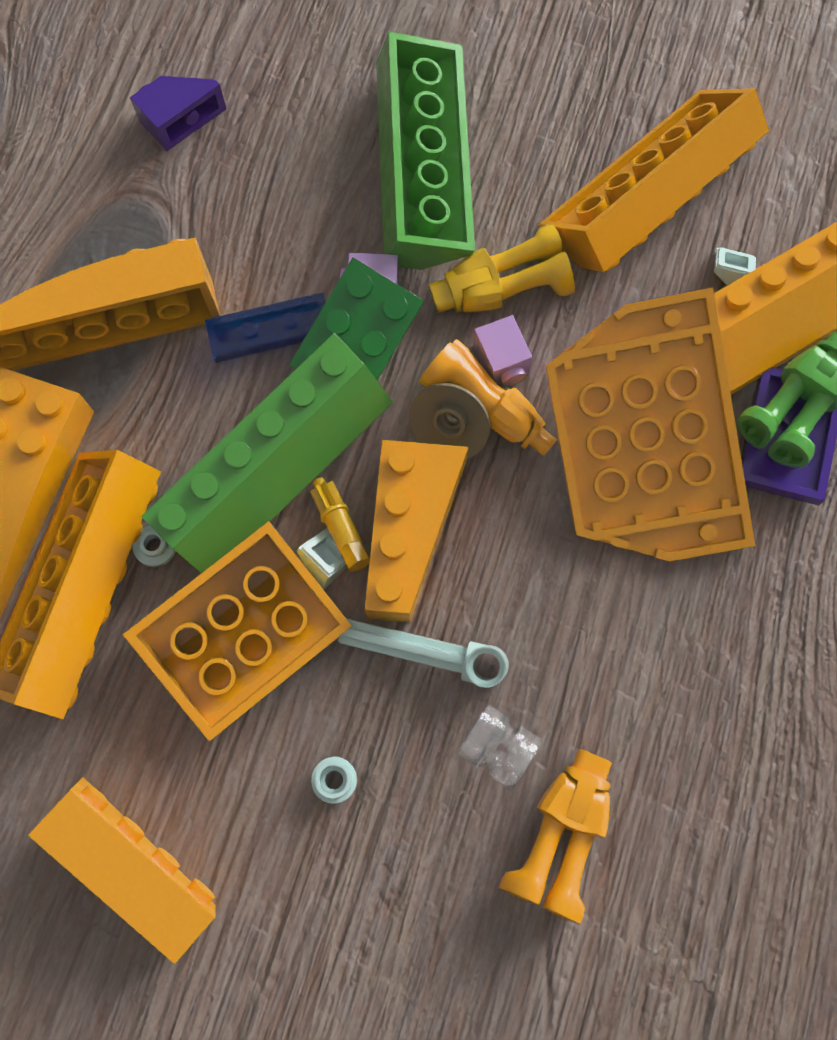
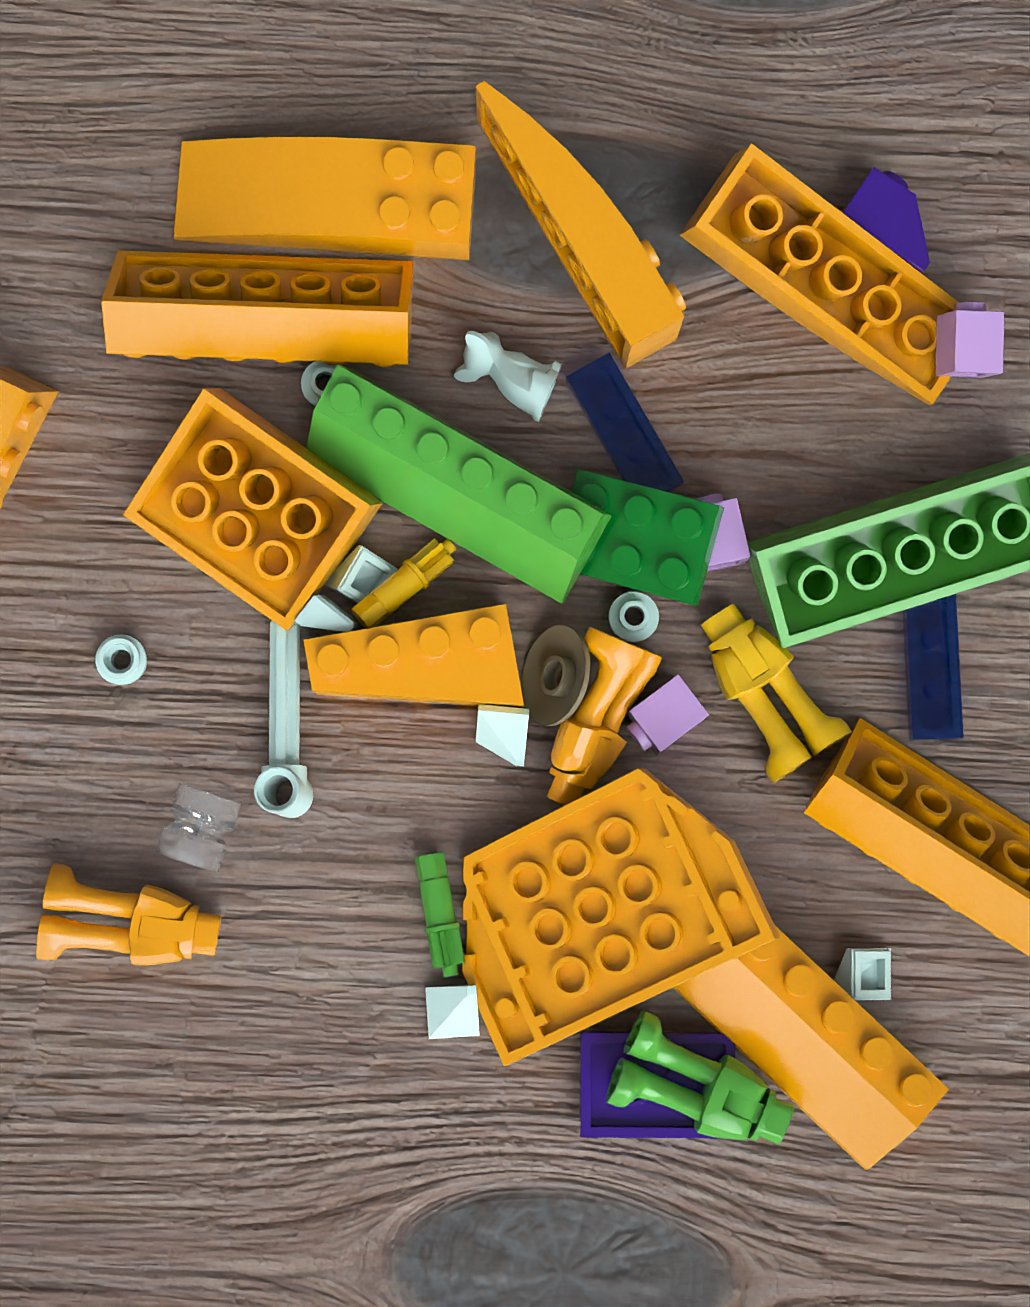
camera: 70 degrees right, 10 degrees up
(194, 154) = (822, 270): none -> light orange slope
(201, 390) = (516, 375): none -> light aqua animal
(283, 69) = (970, 342): none -> lavender brick
(348, 590) = (326, 614): none -> light aqua slope
(411, 368) = (629, 632): none -> light aqua plate
(483, 476) = (503, 731): none -> light aqua slope
(519, 163) = (933, 670): none -> clear blue plate
(618, 567) = (439, 913): none -> bright green piece
(698, 578) = (452, 1011): none -> light aqua slope

